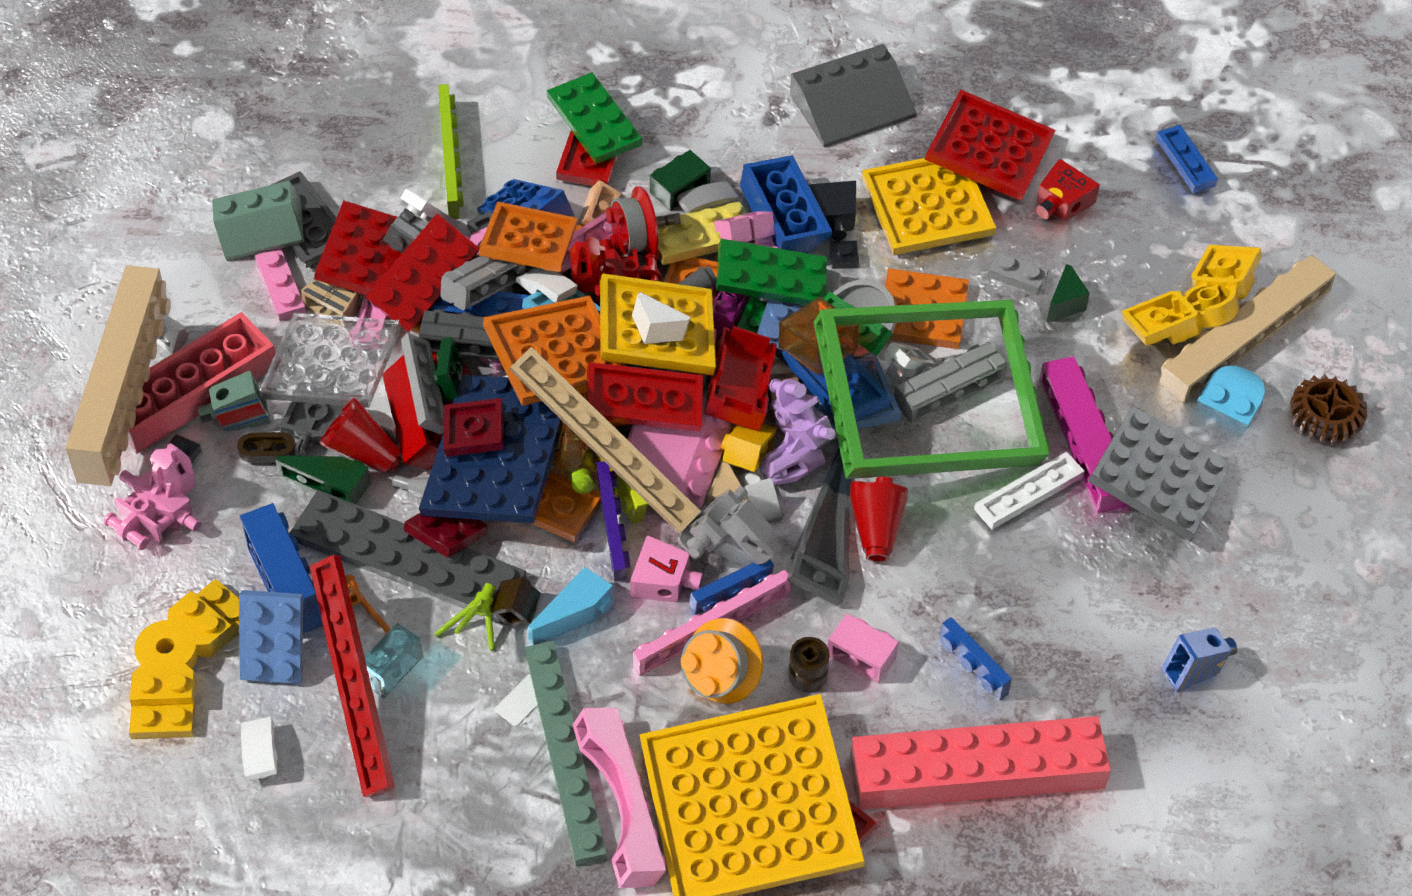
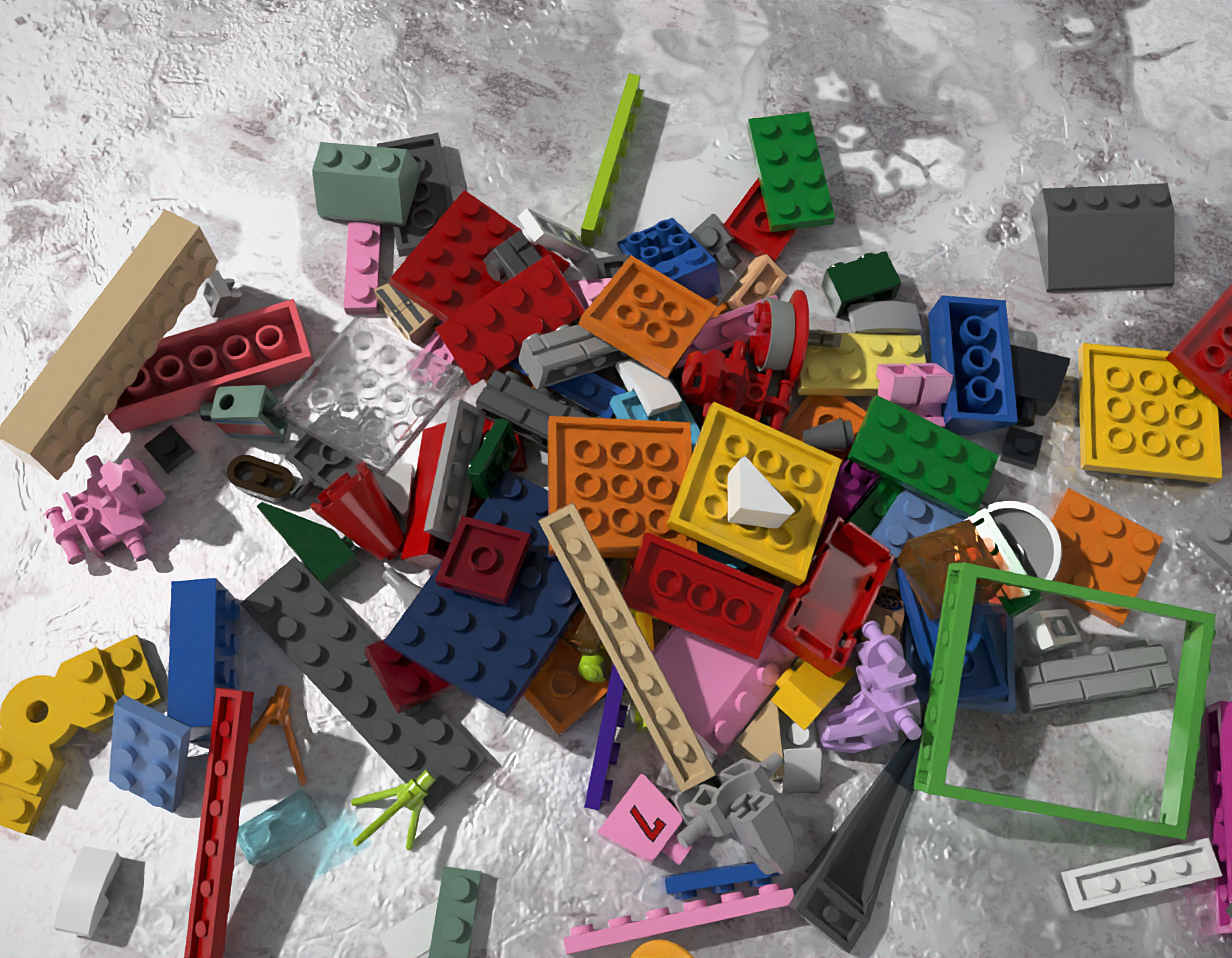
camera: 20 degrees right, 15 degrees up
(515, 602) = (454, 803): dark brown brick -> none
(557, 179) = (715, 240): none -> dark grey plate
(573, 607) = (527, 831): medium azure slope -> none
(878, 515) = (936, 849): red cone -> none

